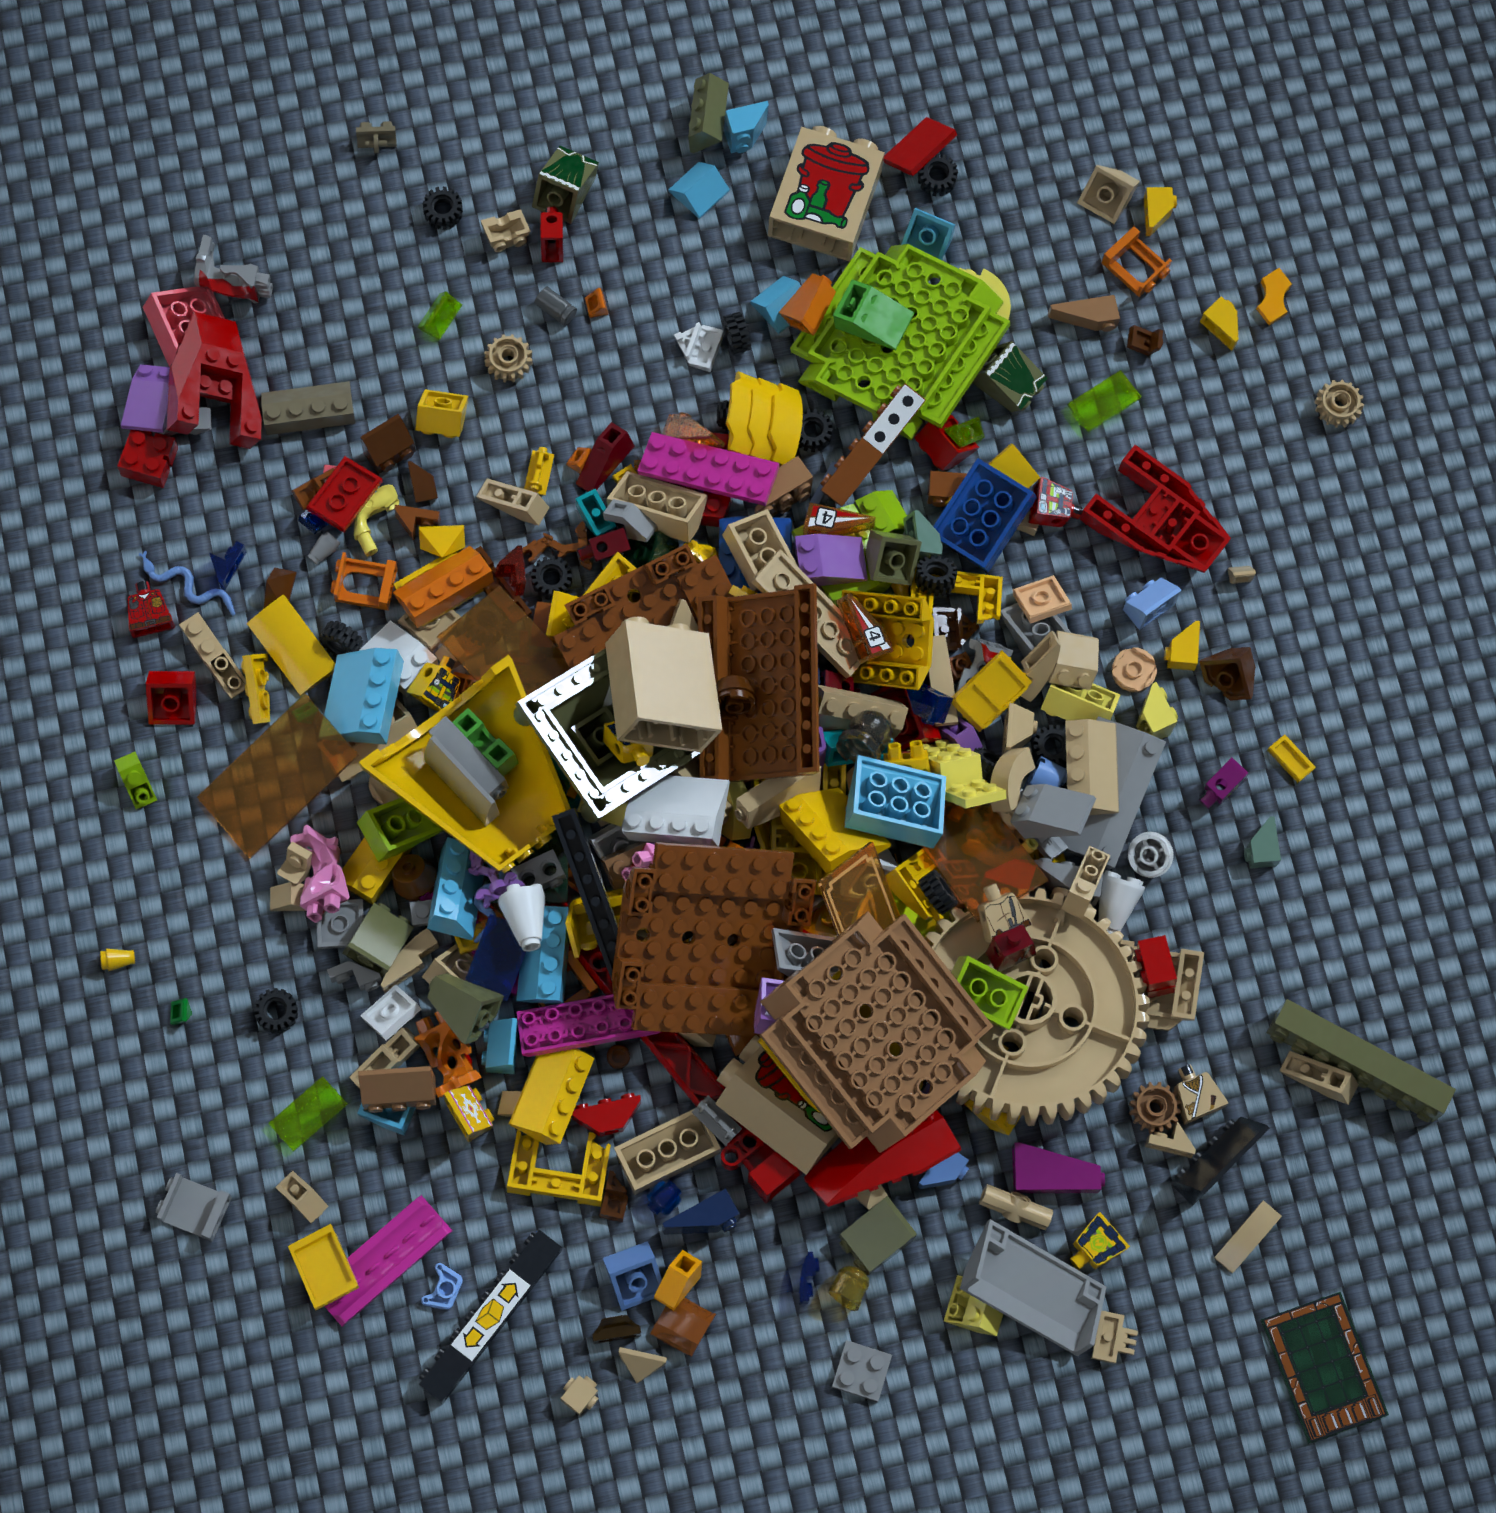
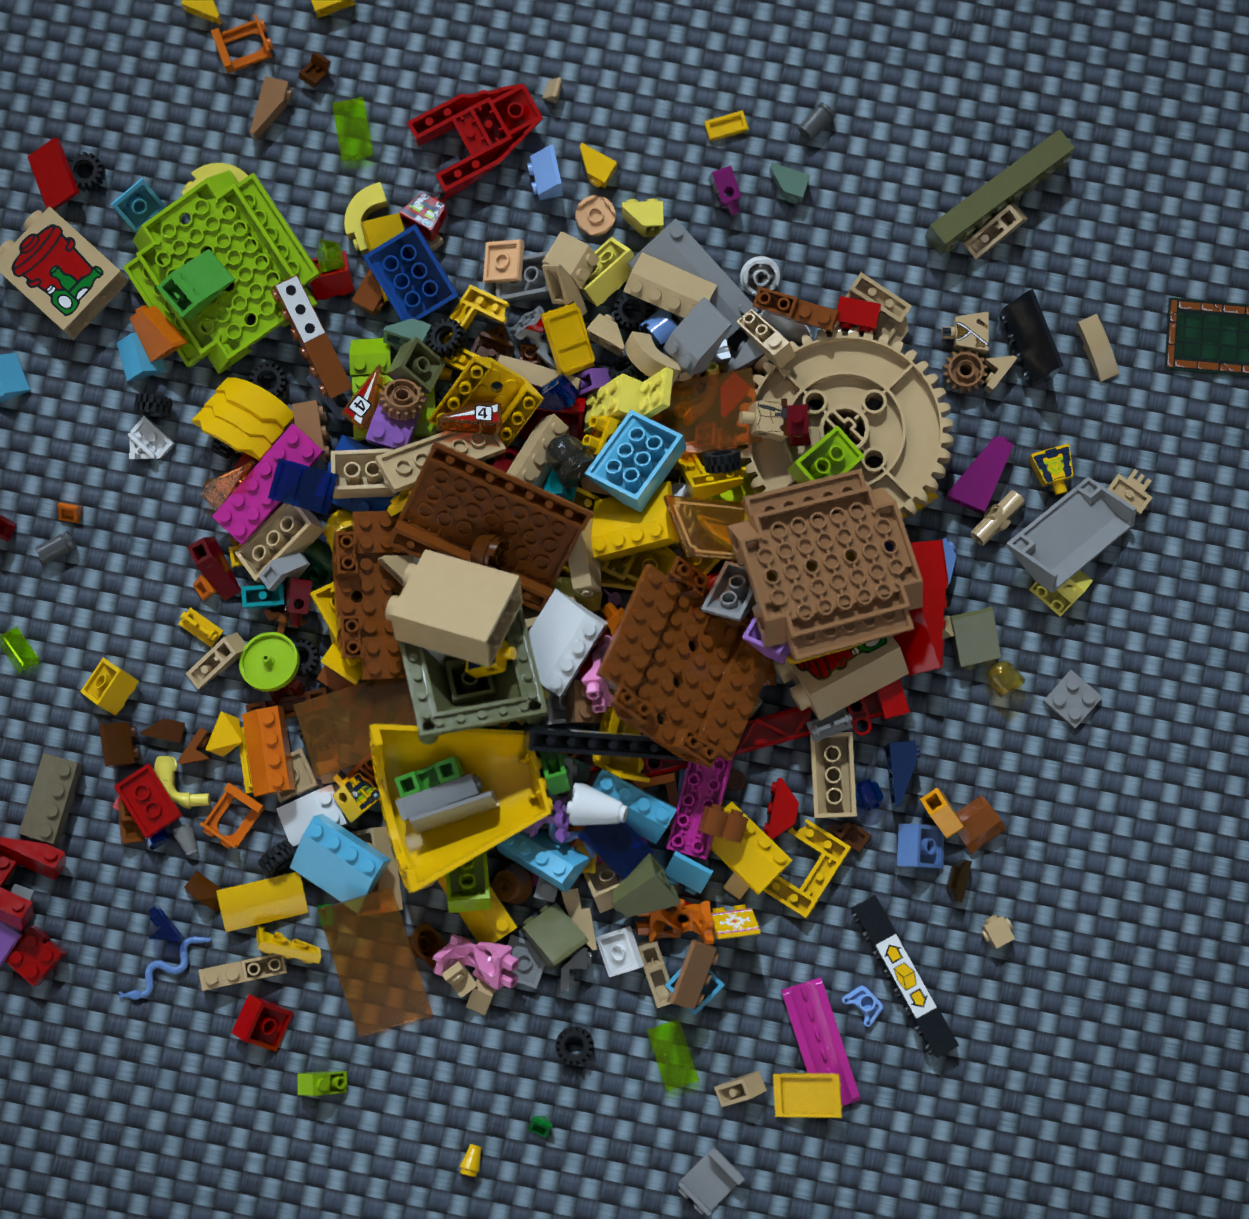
camera: 55 degrees left, 10 degrees up
(148, 611) = (175, 1012): torso -> none
(320, 816) = (426, 943): none -> reddish brown piece
(505, 347) = (74, 608): tan gear -> none
(533, 547) = (269, 661): none -> lime piece
(543, 859) = (555, 772): none -> bright green slope
(565, 1052) = (723, 823): none -> dark orange brick
(640, 1363) = (994, 870): tan slope -> none
(719, 498) = (303, 486): none -> clear blue piece
(808, 1271) = (976, 705): clear blue slope -> none
(850, 553) = (401, 399): none -> medium nougat gear
(1010, 377) = (299, 195): slope -> none
(1028, 441) = (361, 206): none -> light yellow arch
(1108, 192) = (169, 37): tan slope -> none
(1130, 898) = (795, 309): none -> dark orange slope
(1231, 672) = (634, 138): reddish brown slope -> none
(1341, 845) = (816, 121): none -> dark grey piece

